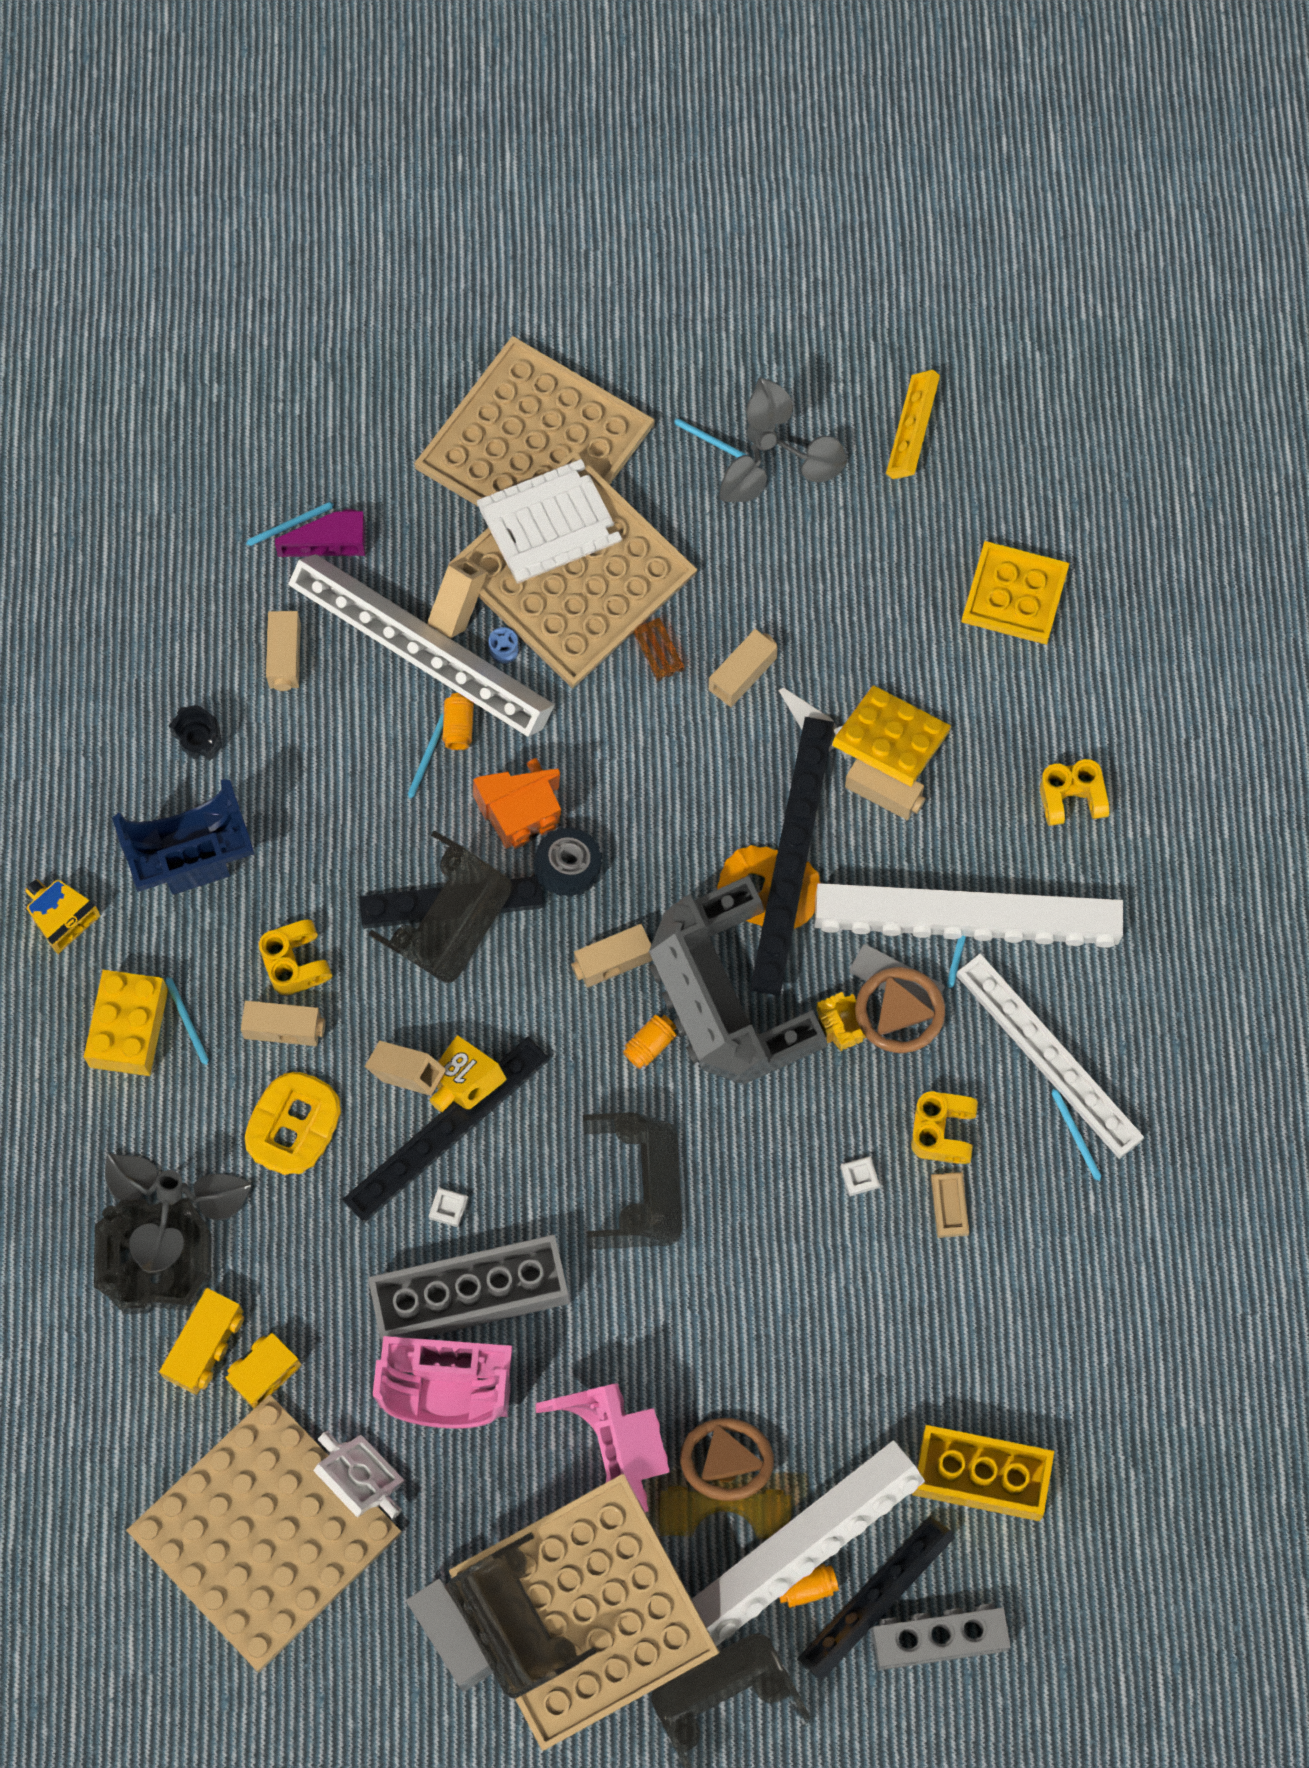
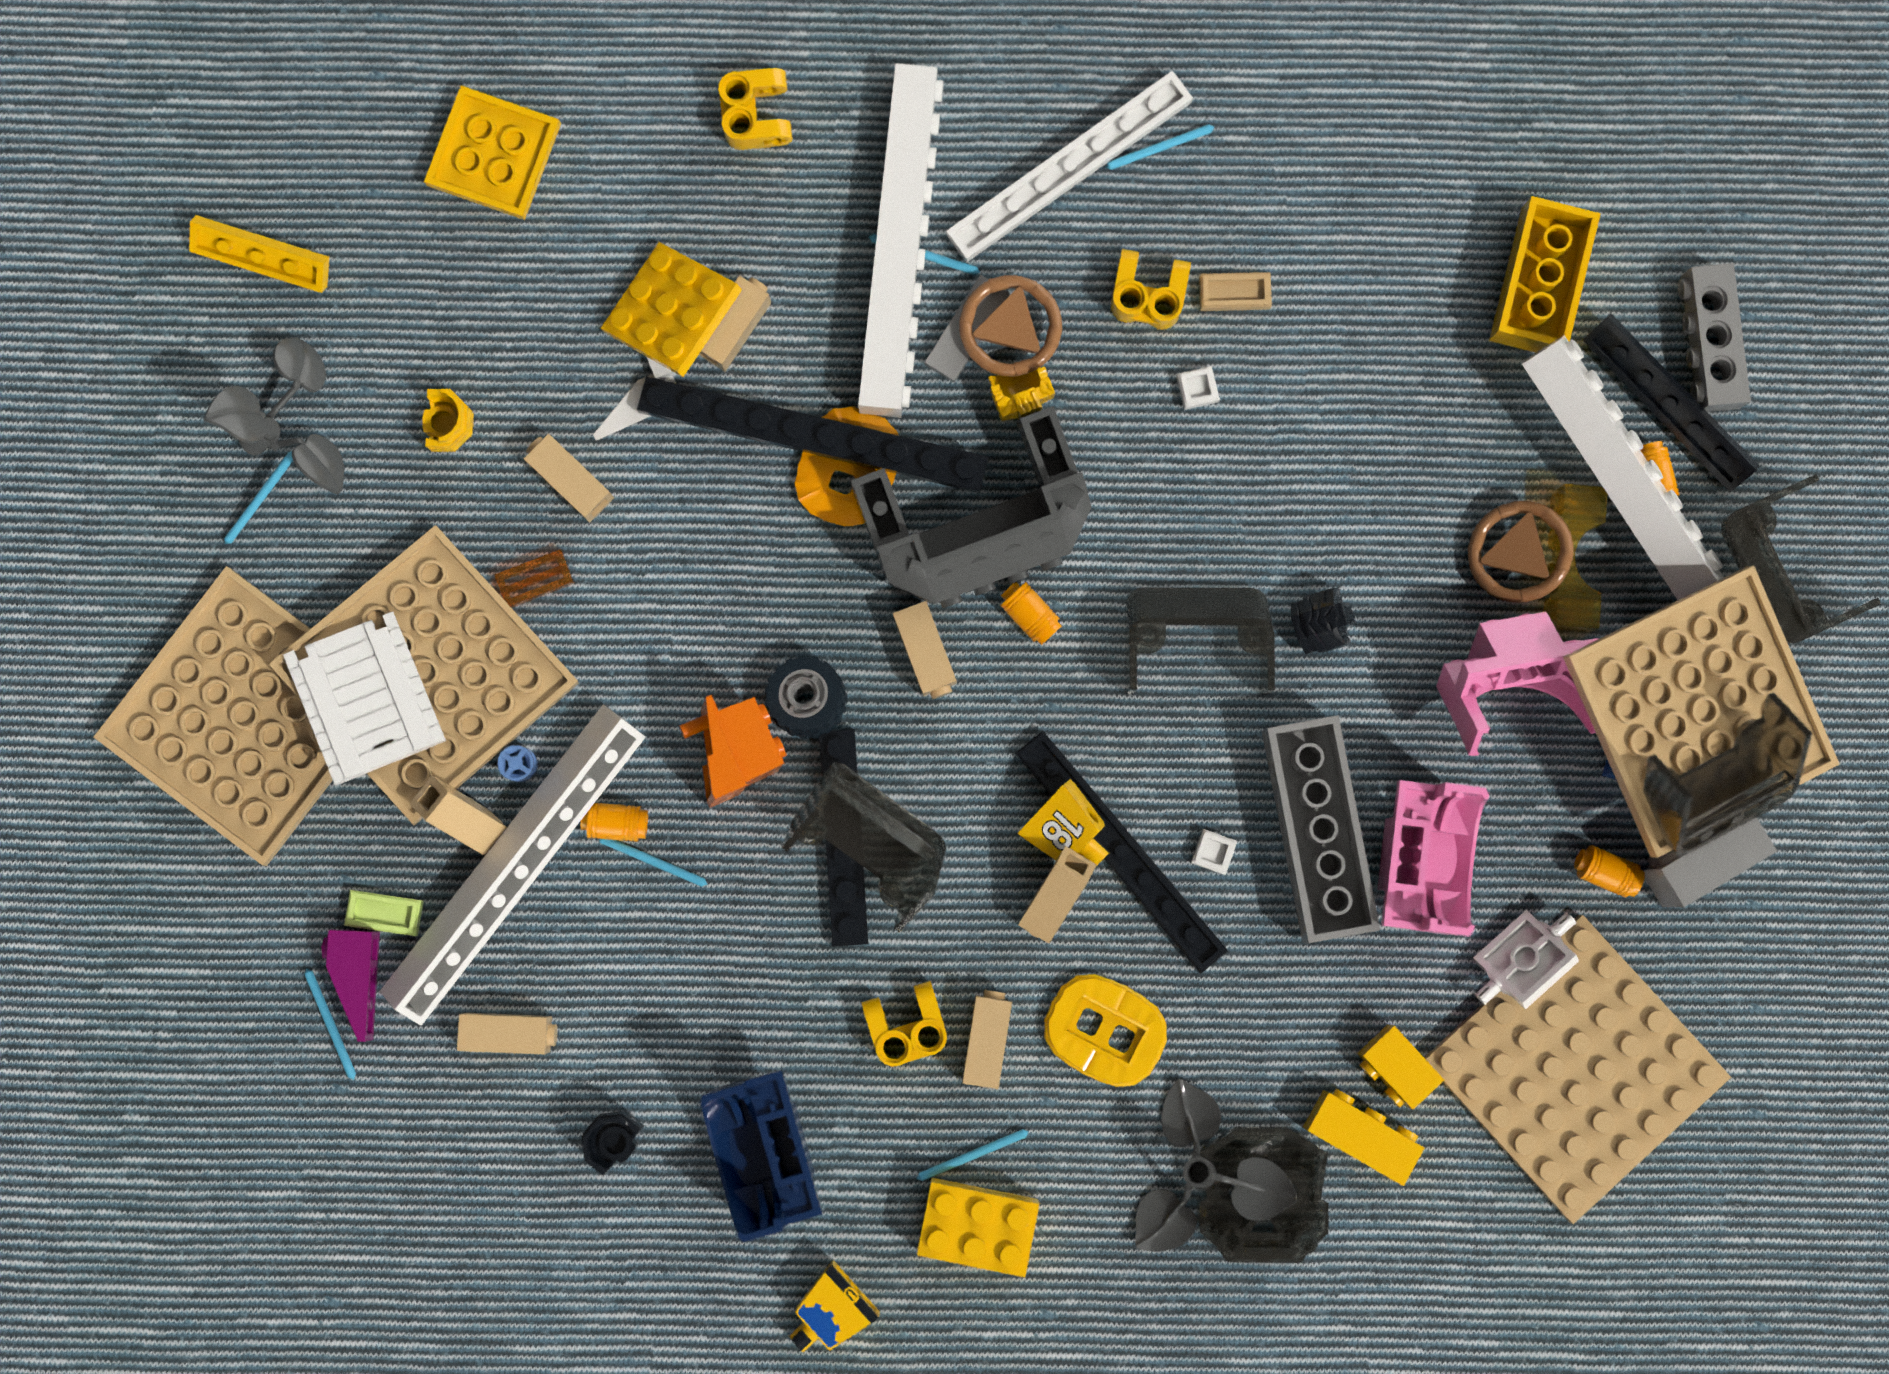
camera: 90 degrees left, 15 degrees up
(379, 556) = (383, 913): none -> yellowish green tile
(440, 1552) = (1609, 871): none -> light orange head
(655, 1289) = (1322, 621): none -> black hair
(784, 573) = (447, 422): none -> yellow hair

